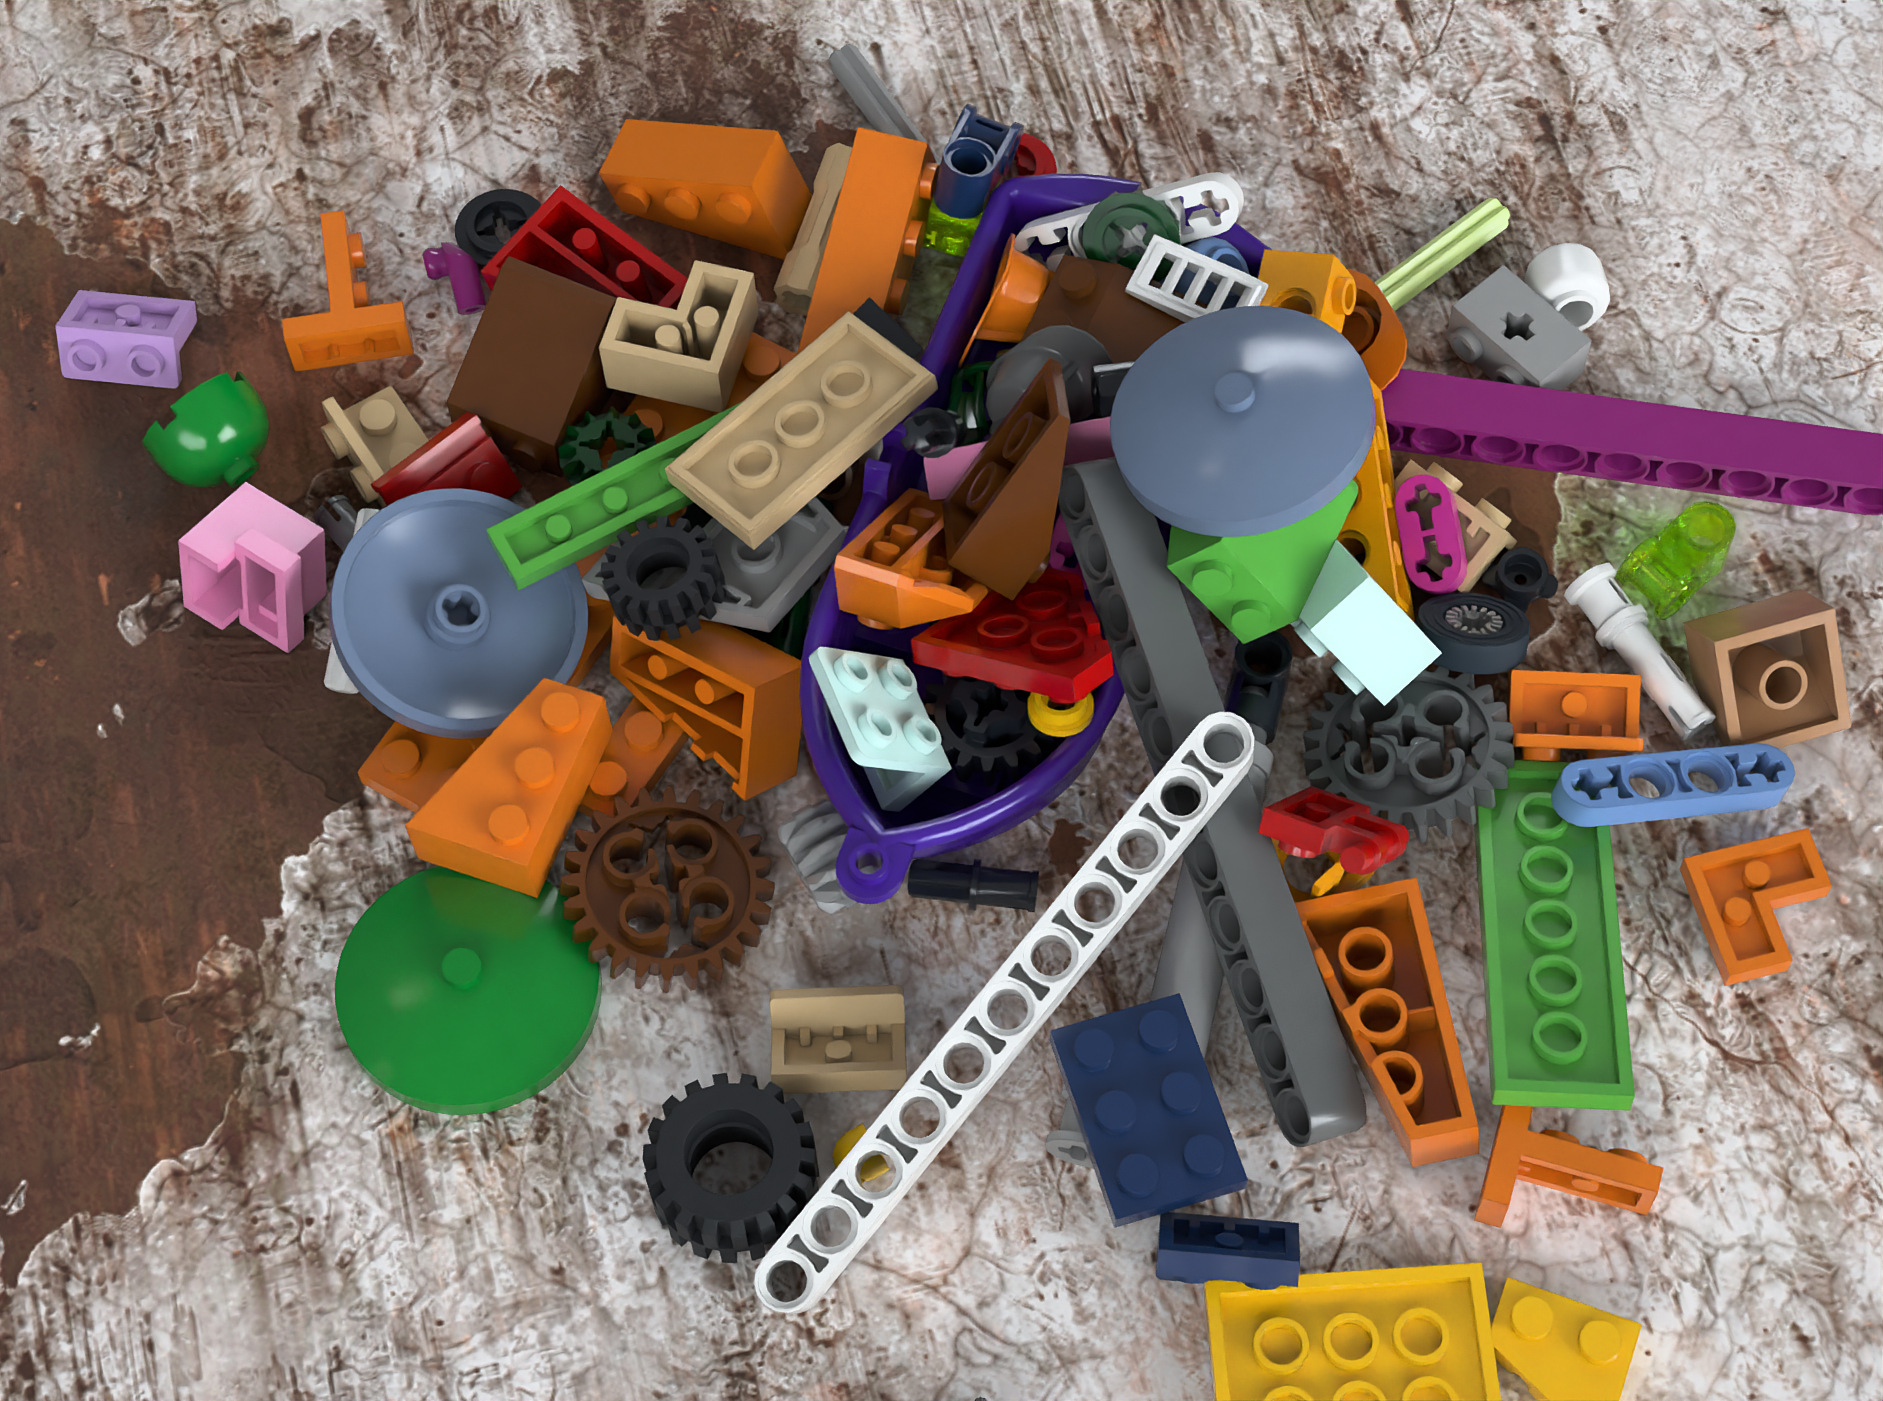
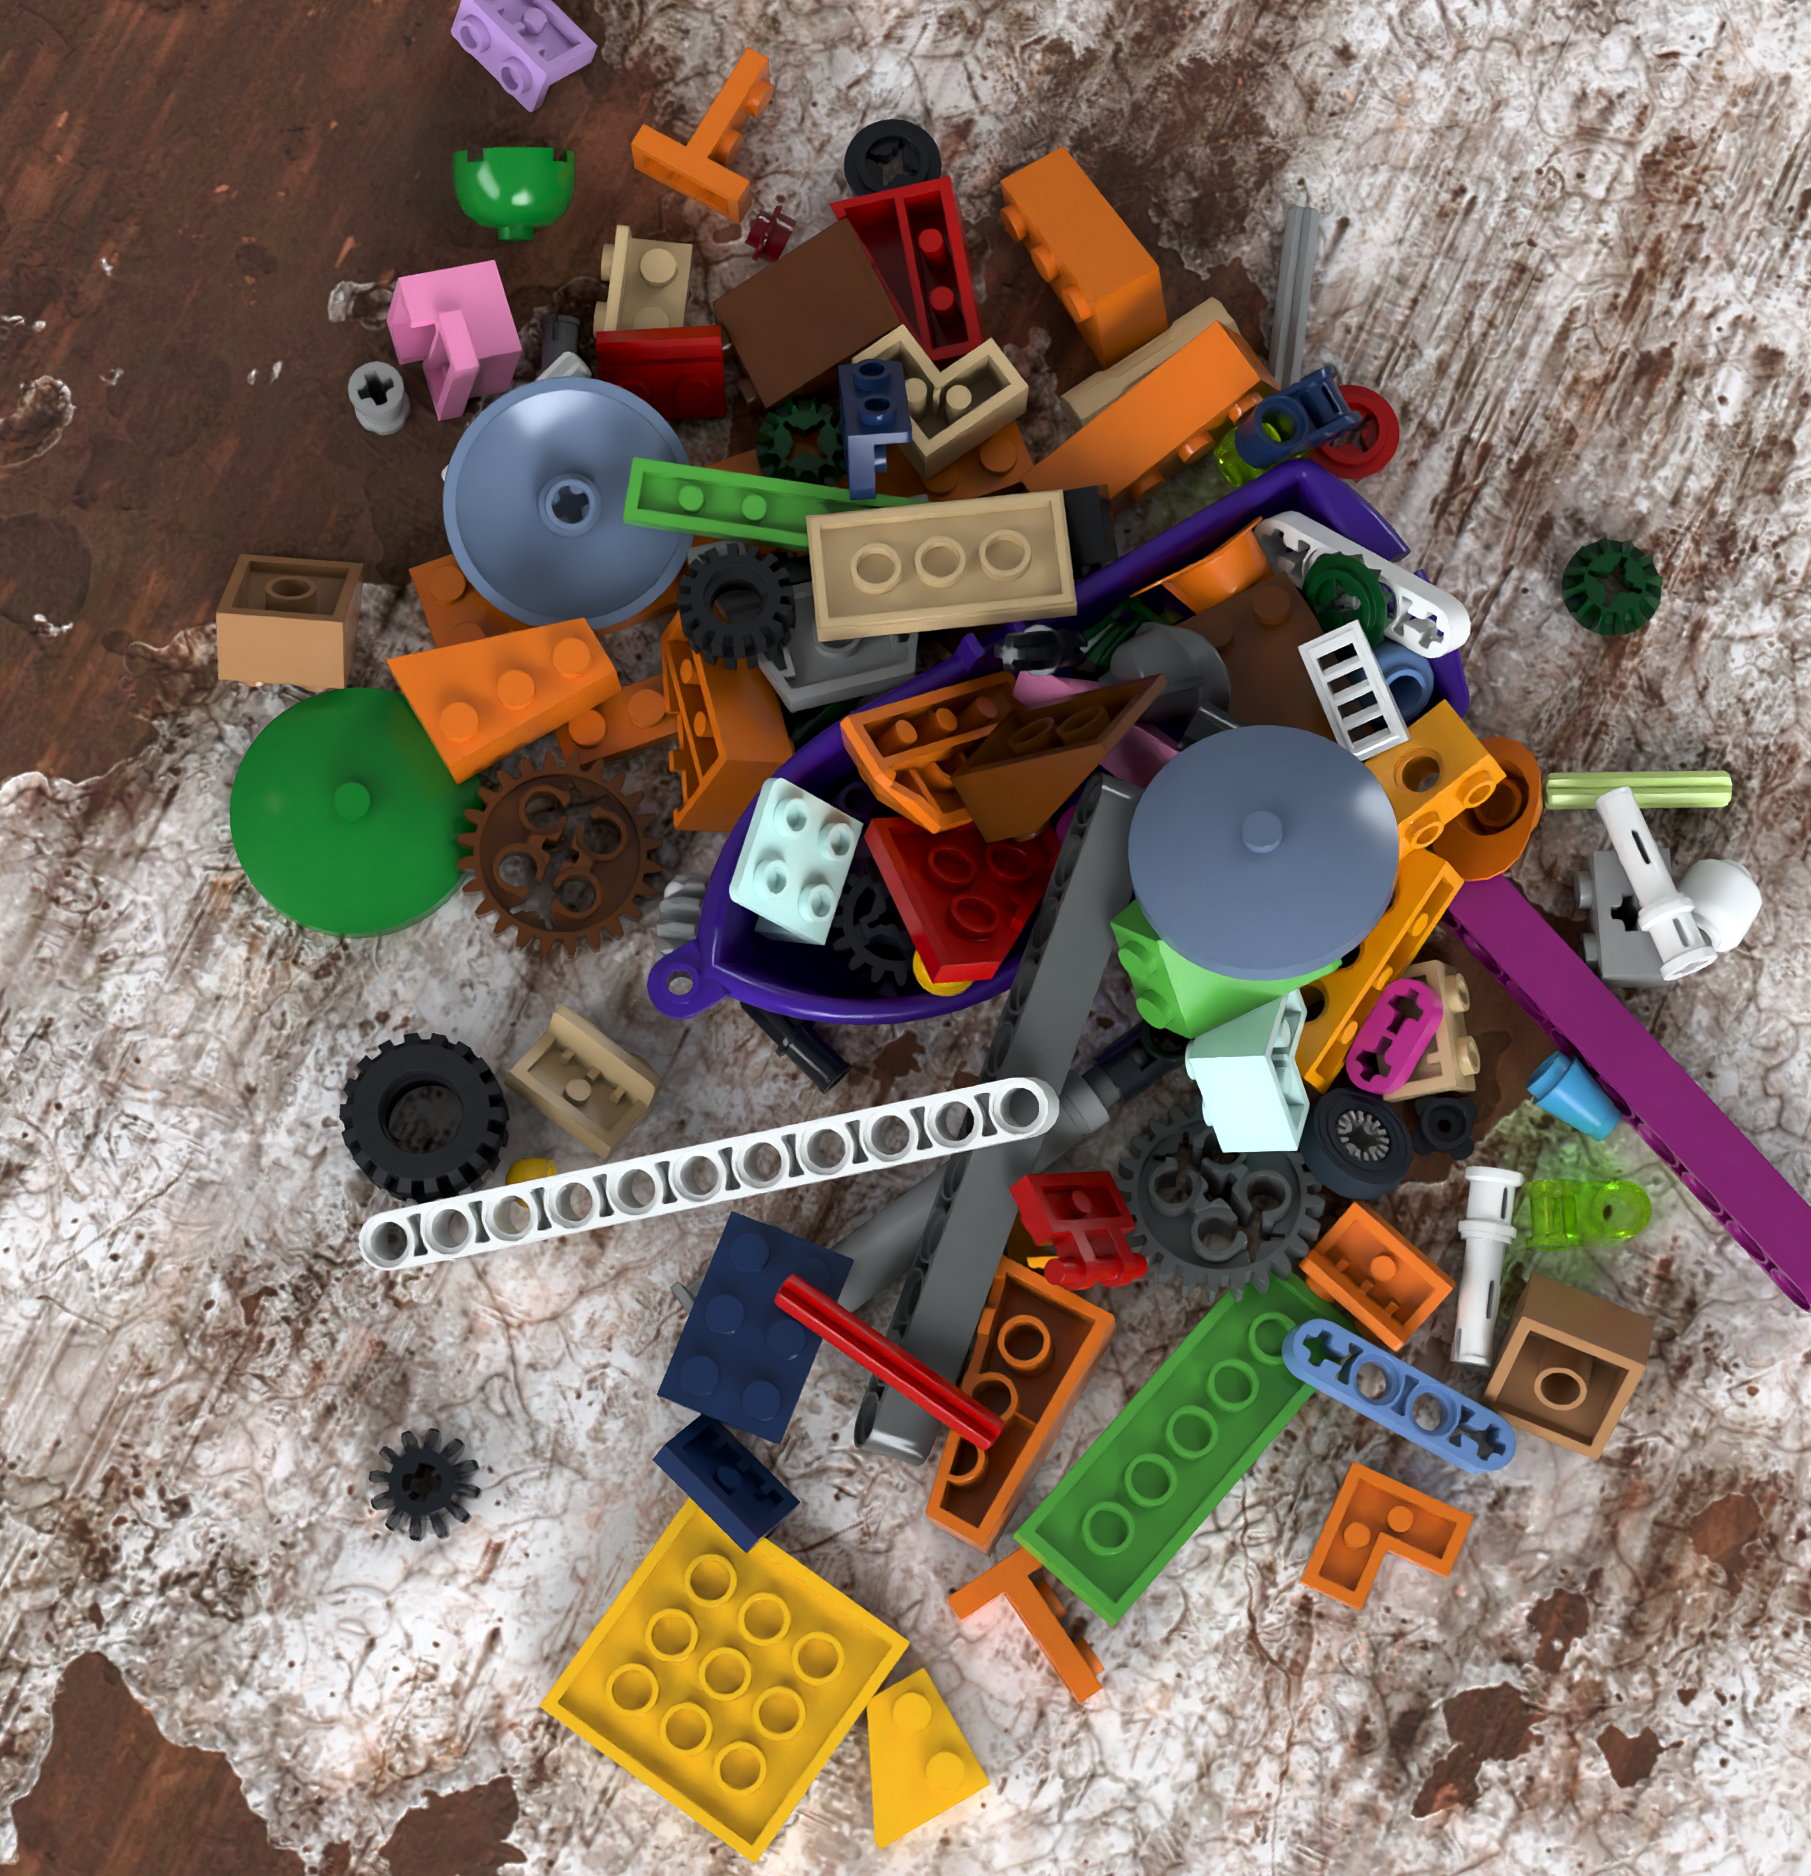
camera: 35 degrees right, 15 degrees up
(227, 663) = (373, 379): none -> light grey bush
(293, 881) = (289, 622): none -> medium nougat slope
(447, 336) = (770, 234): none -> dark red plate
(463, 276) = (828, 183): magenta arm -> none
(647, 375) = (871, 415): none -> dark blue bracket
(1278, 156) = (1585, 595): none -> dark green gear
(1280, 1040) = (889, 1362): none -> red axle
(1542, 299) = (1663, 909): none -> white pin
(1591, 487) = (1572, 1095): none -> dark azure cone

